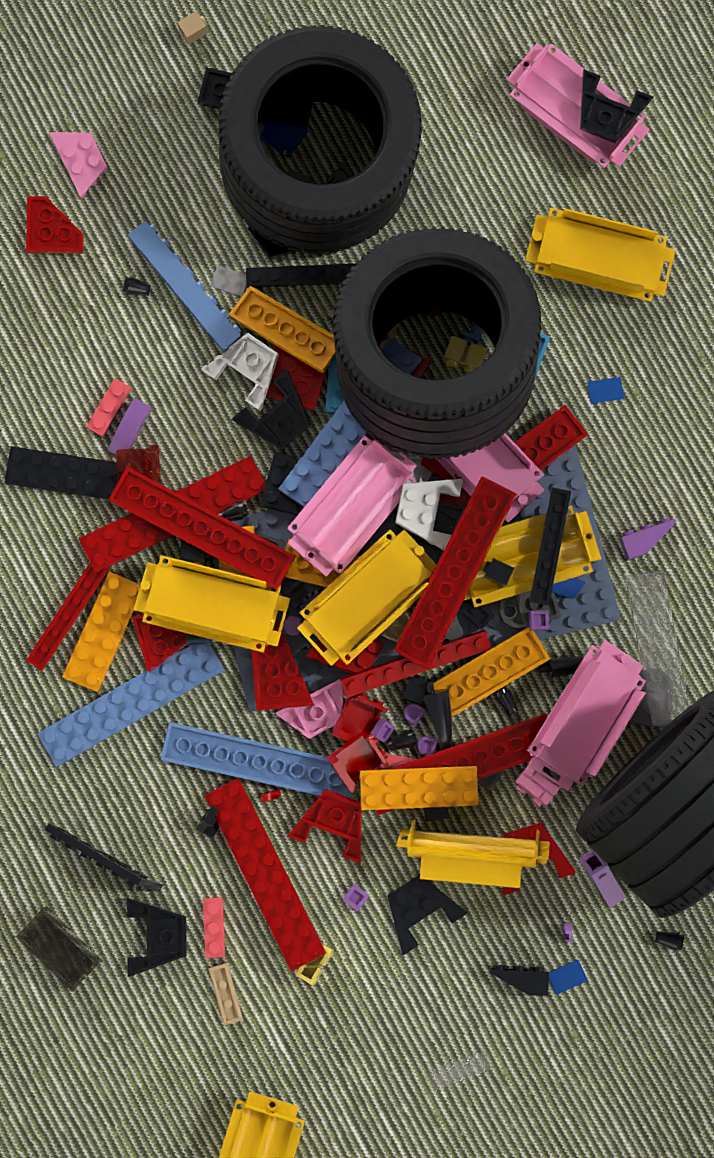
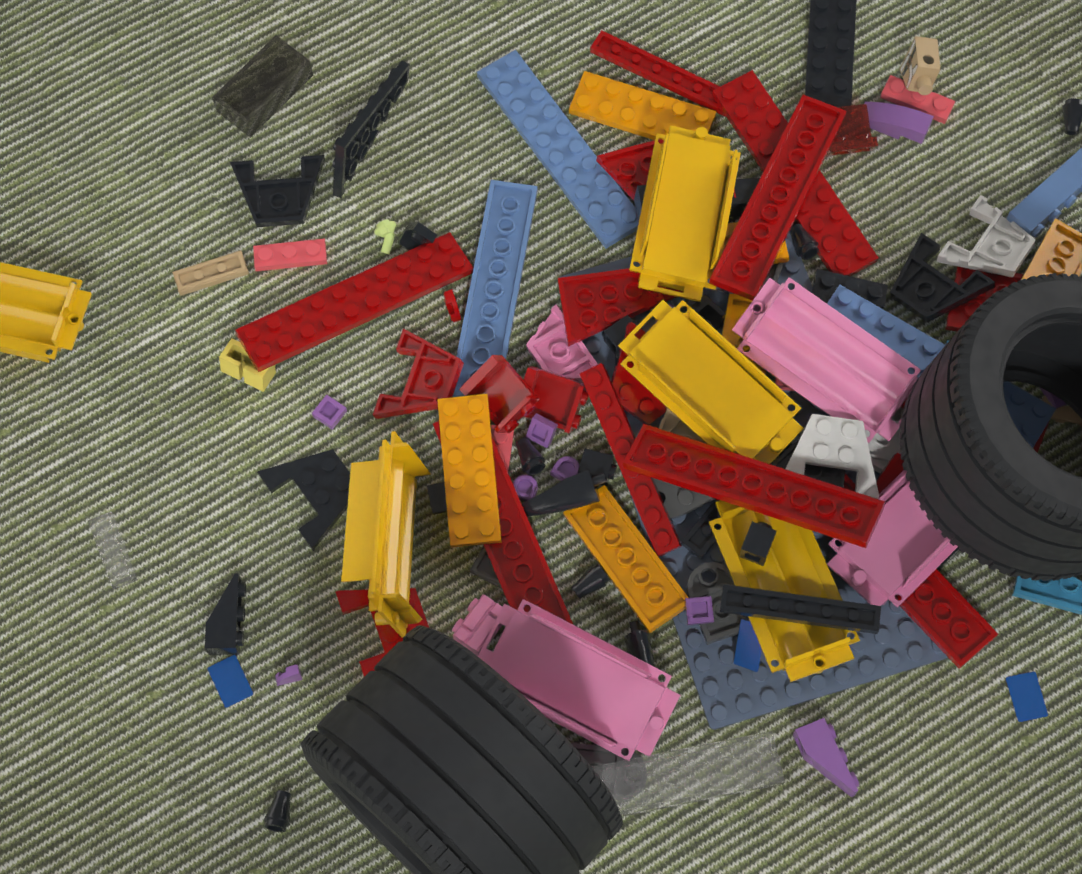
camera: 95 degrees right, 15 degrees down
(88, 401) = (921, 72): none -> tan torso
(200, 847) = (386, 229): none -> yellowish green plate

